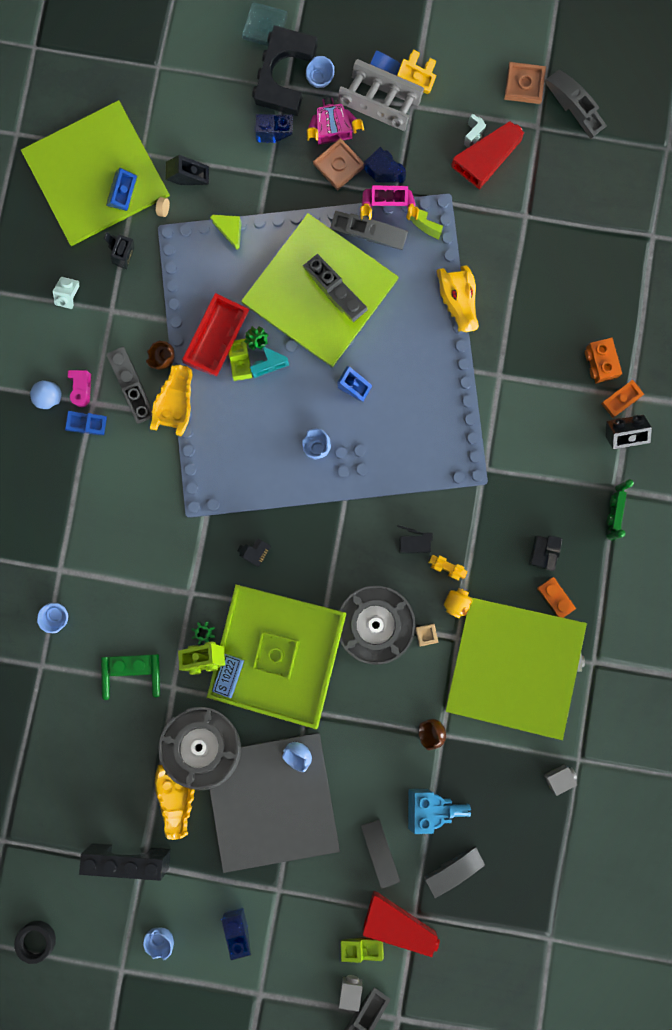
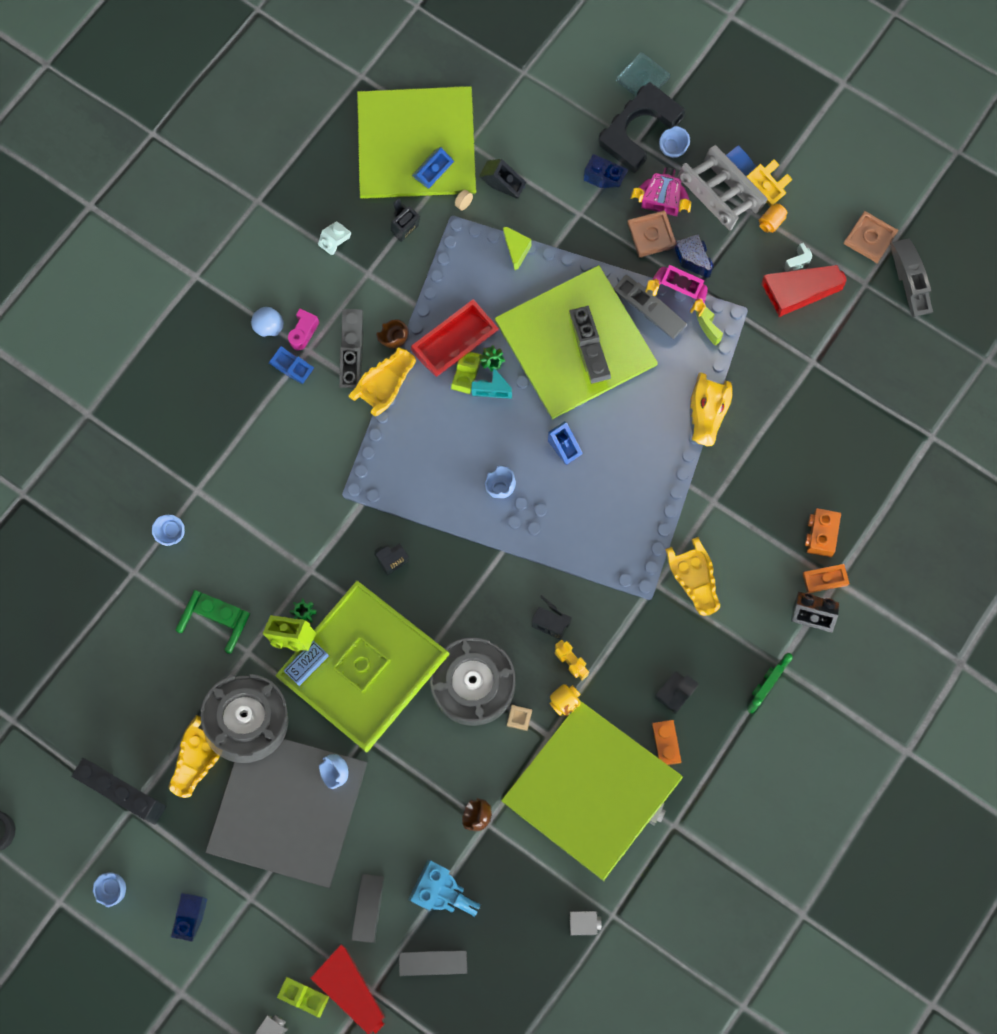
camera: 25 degrees right, 10 degrees down
(435, 103) = (773, 218): none -> light orange brick
(514, 445) = (695, 574): none -> yellow animal

